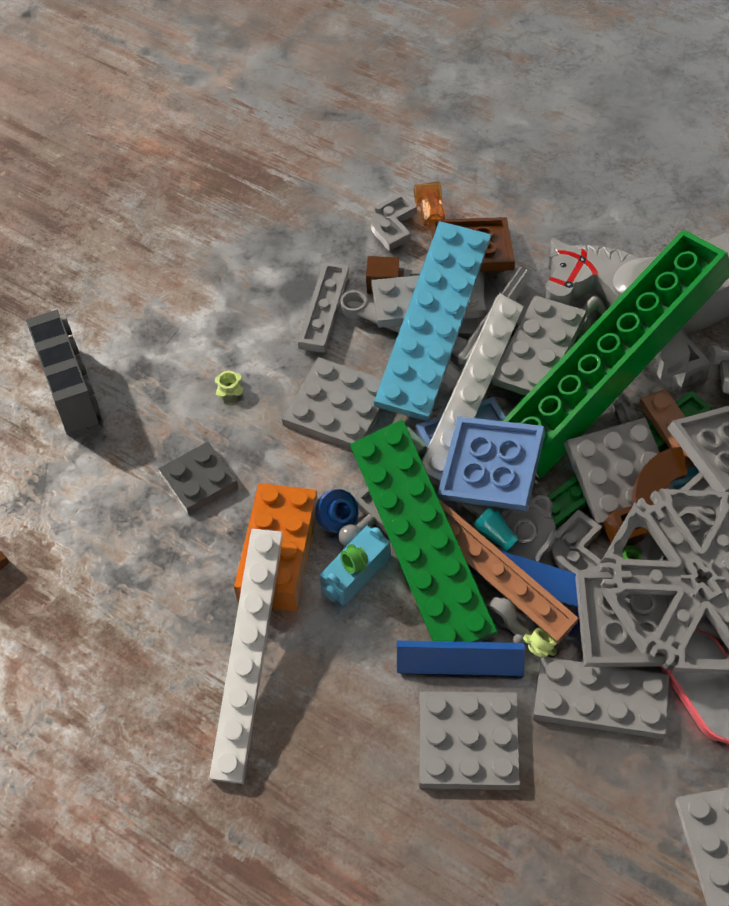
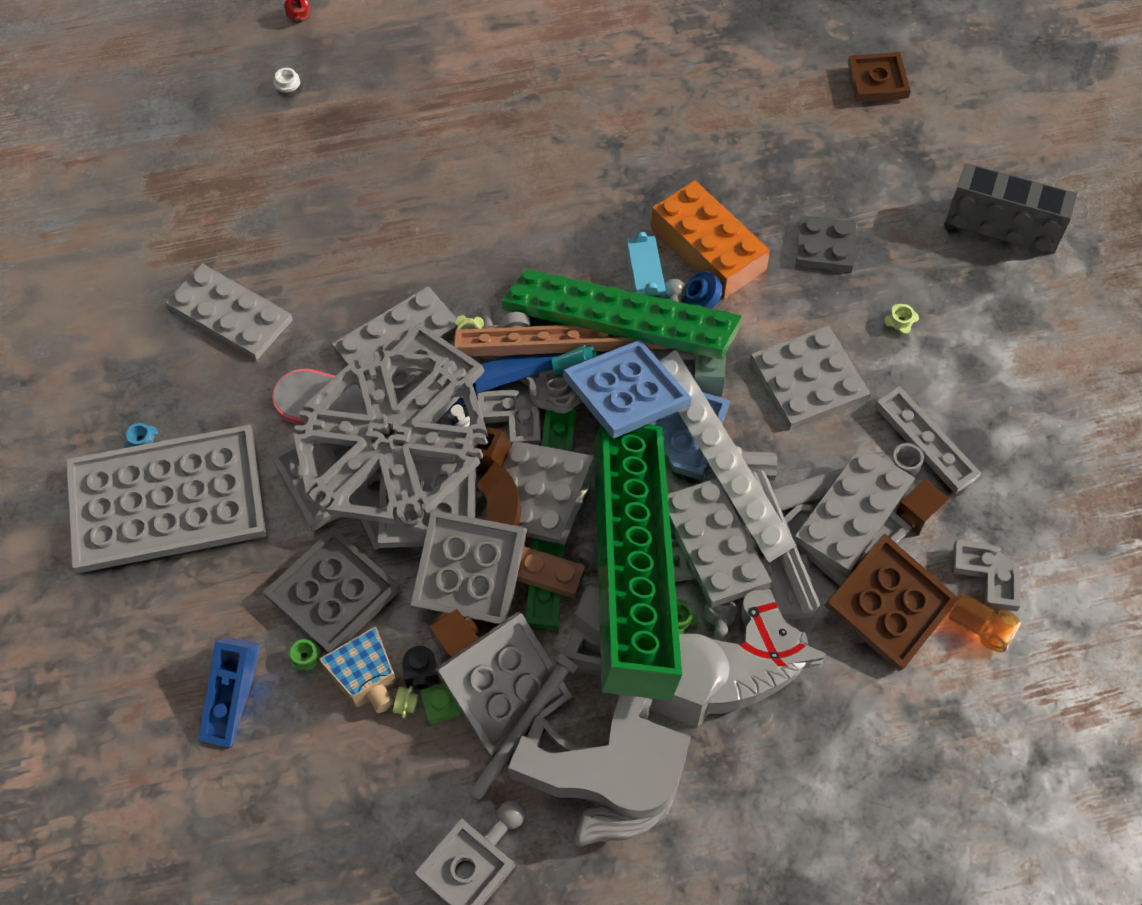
camera: 130 degrees right, 5 degrees up
(246, 657) = (640, 160): white plate -> none
(354, 559) = (640, 253): bright green plate -> none
(432, 321) = (823, 483): medium azure plate -> none
(460, 658) = (510, 276): blue tile -> none
(468, 740) = (455, 244): light grey plate -> none

